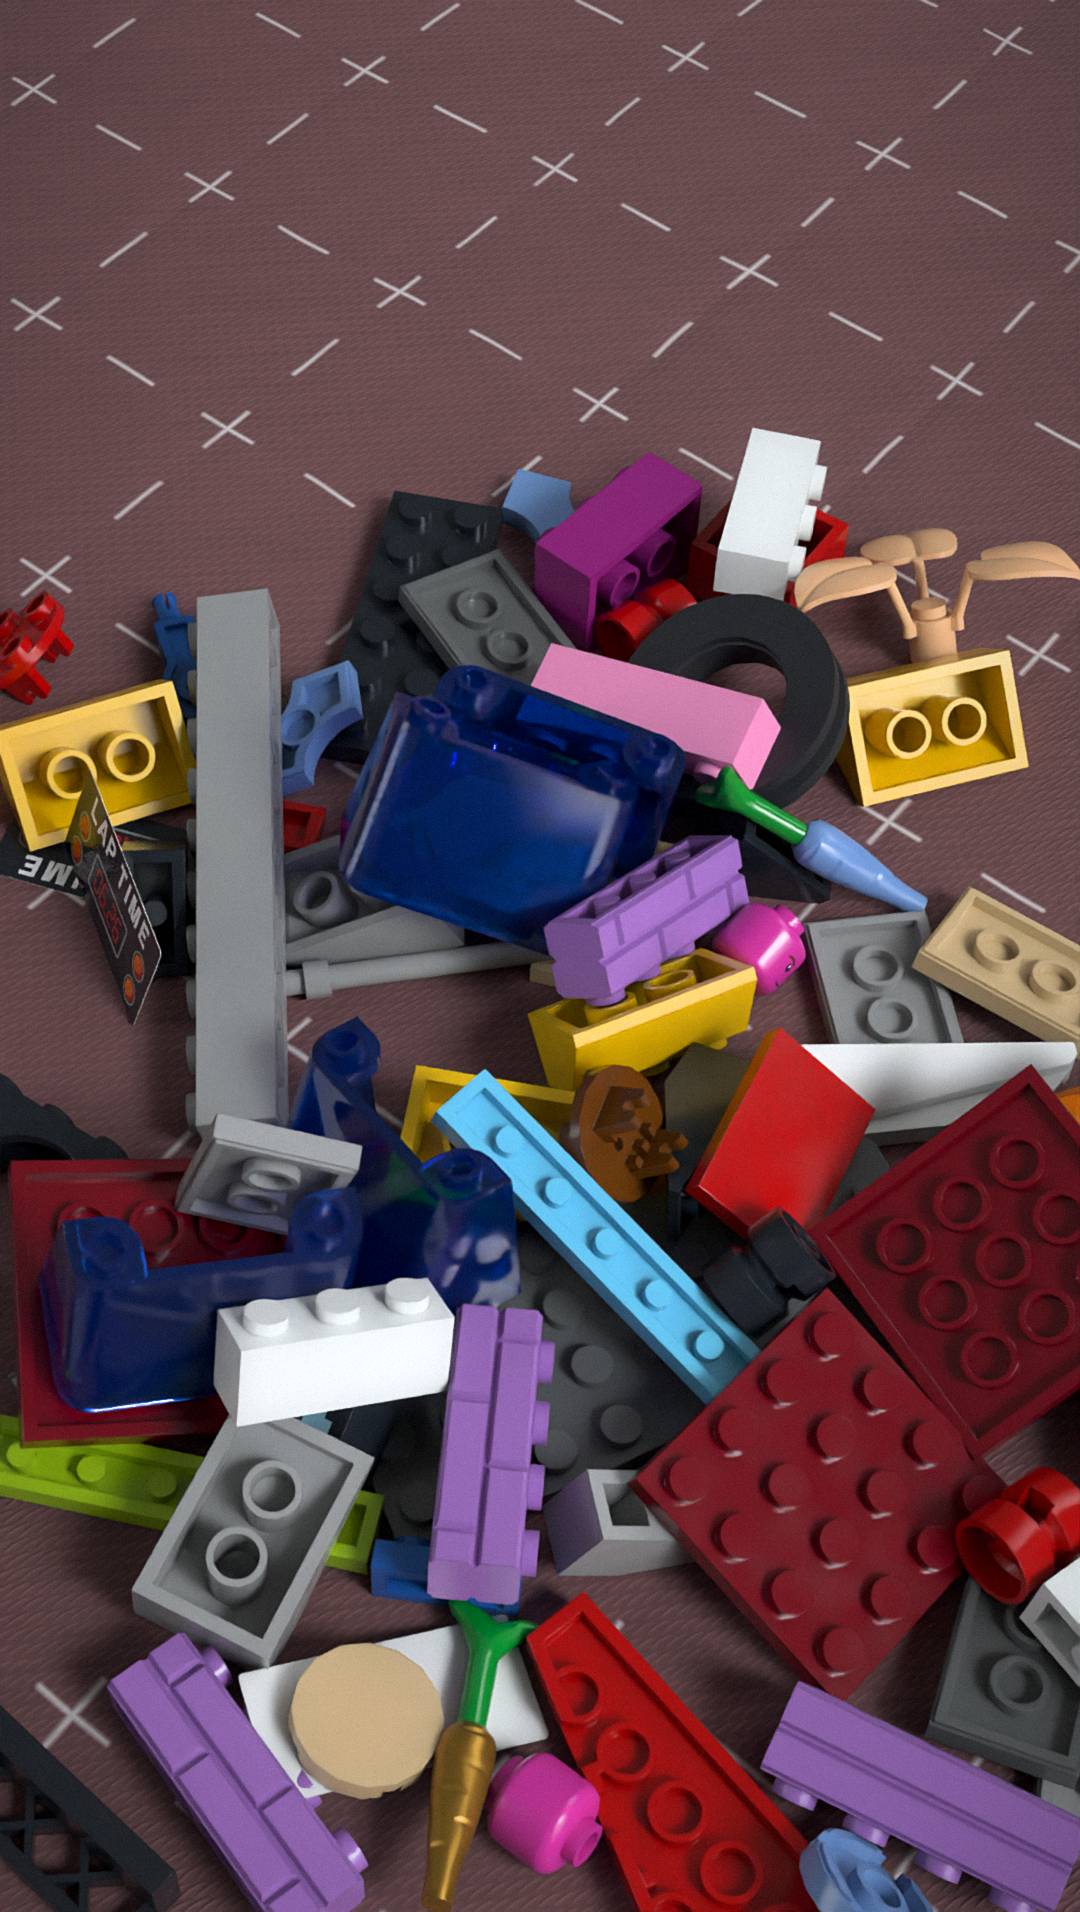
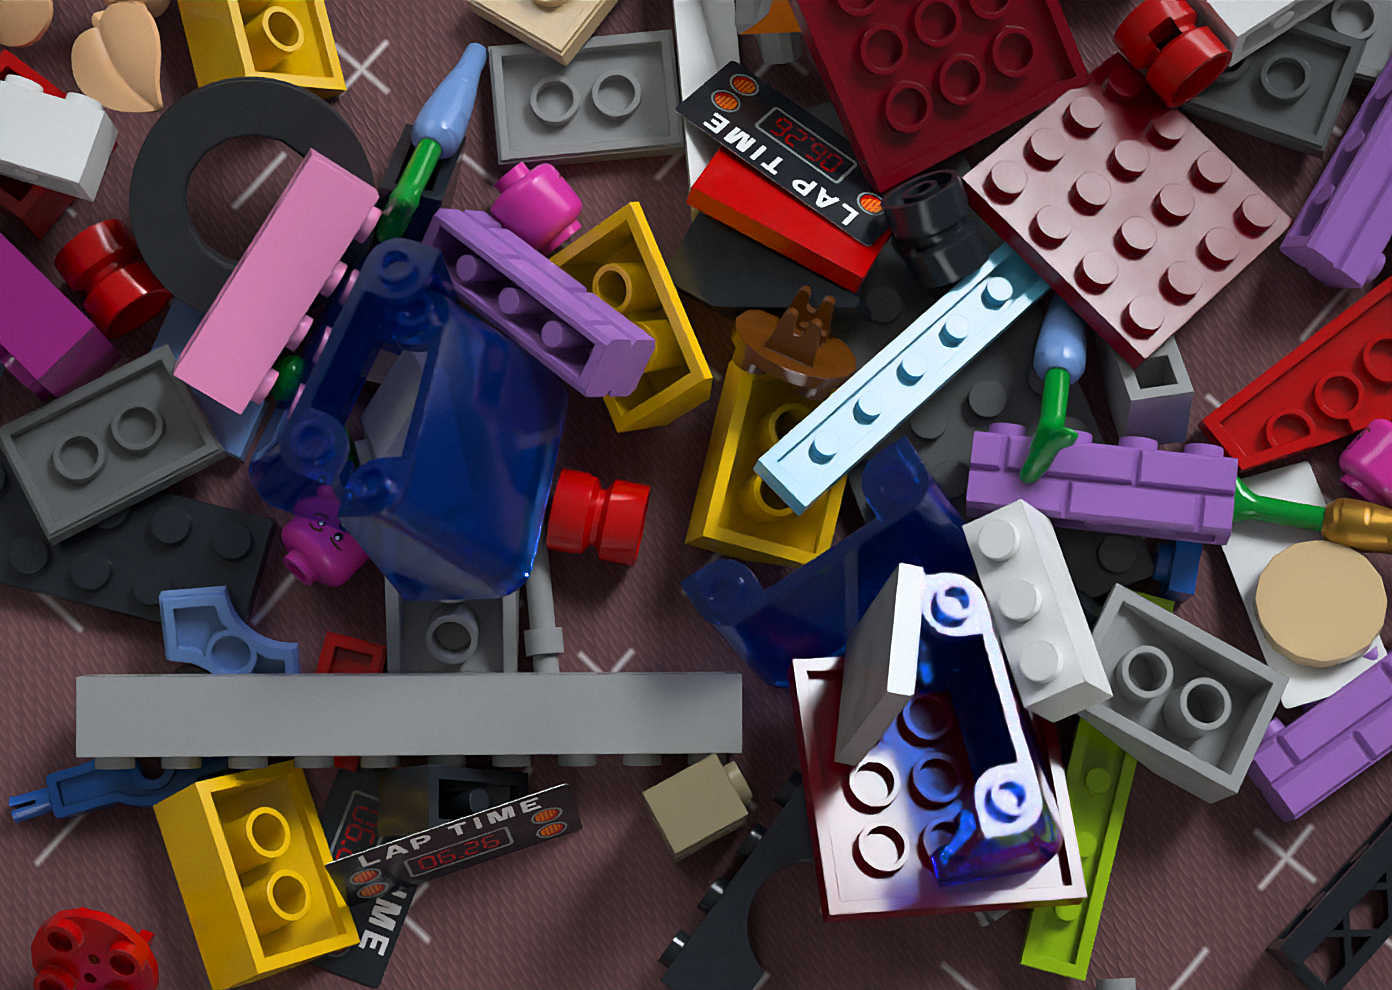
camera: 85 degrees left, 25 degrees up
(132, 1064) = (698, 806): none -> dark tan brick
(442, 1008) = (598, 517): none -> red wheel
(629, 1411) = (1058, 363): none -> piece
(847, 1137) = (788, 148): none -> black sticker

